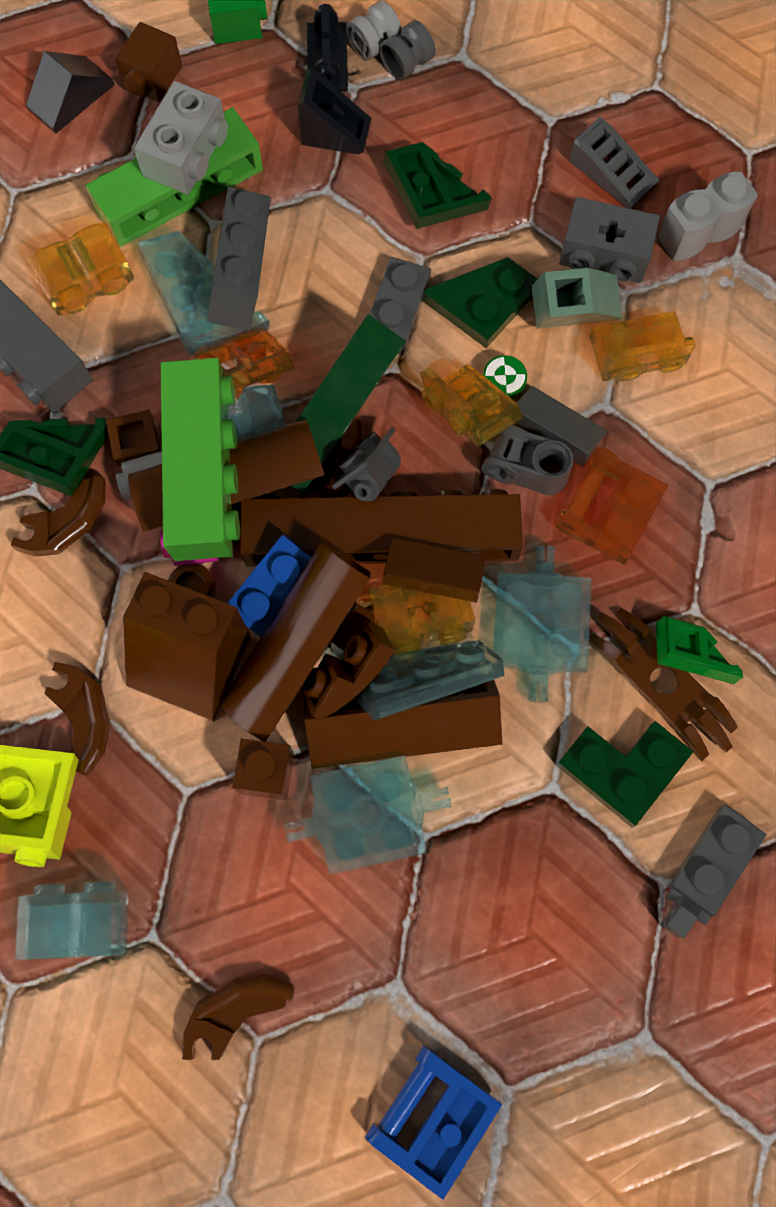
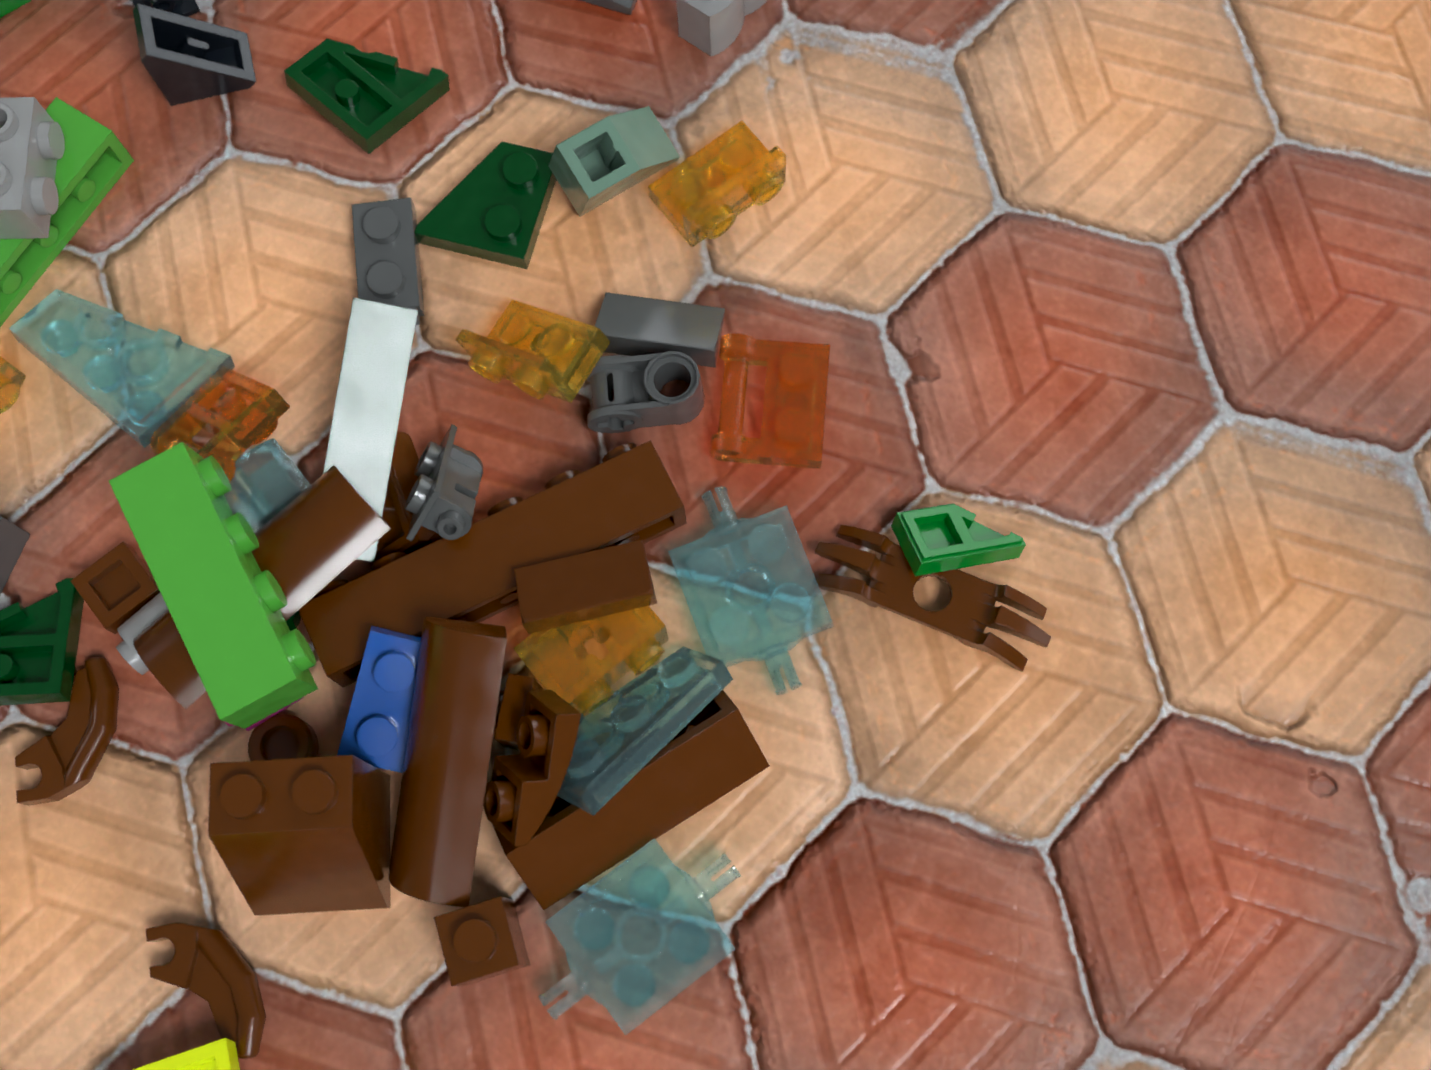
camera: 20 degrees left, 0 degrees up
(239, 259) = (153, 294): dark grey brick -> none
(507, 374) = (568, 294): tile -> none
(609, 239) = (620, 65): dark grey brick -> none
(628, 782) = (939, 743): dark green plate -> none
(711, 870) = (1092, 803): dark grey hinge -> none

